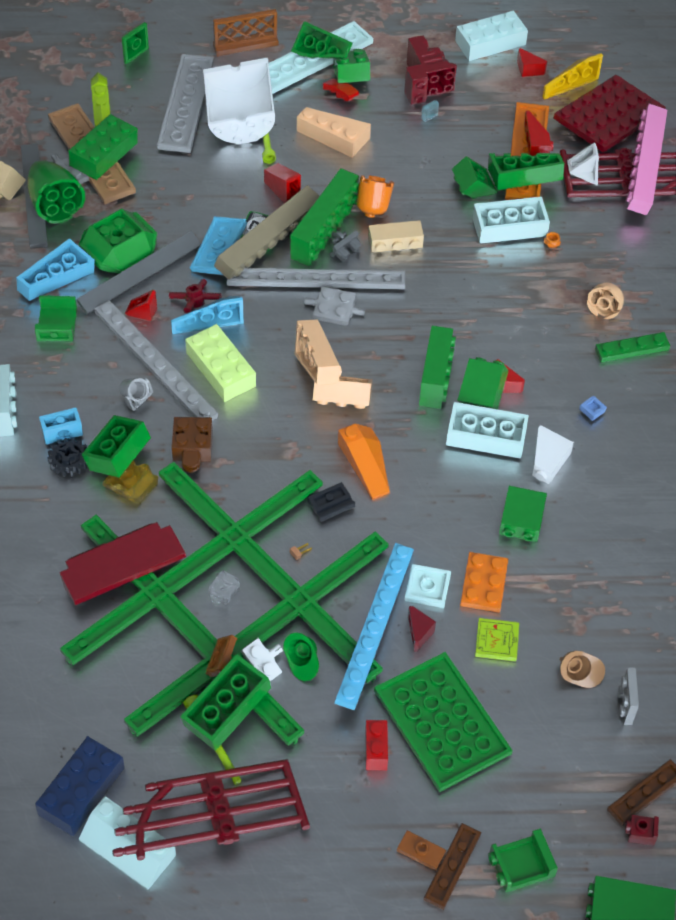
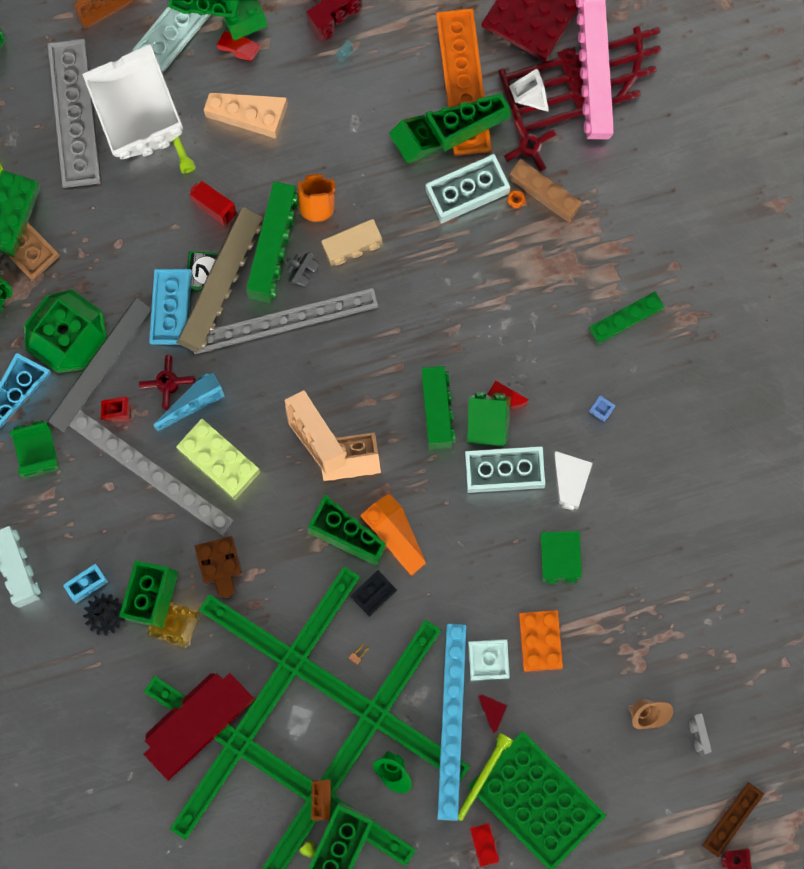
camera: 10 degrees left, 25 degrees up
(135, 390) = (144, 519): light grey piece -> none
(262, 658) = (358, 787): white plate -> none
(318, 443) = (345, 532): none -> green wedge
(334, 306) = (312, 351): light grey plate -> none
(422, 654) = (502, 743): none -> lime piece
(497, 639) = (566, 700): lime tile -> none
(536, 135) = (471, 66): red slope -> none
(574, 204) = (523, 142): none -> dark red bar
(580, 238) = (545, 191): none -> medium nougat brick
(605, 300) = (589, 268): light nougat cylinder -> none

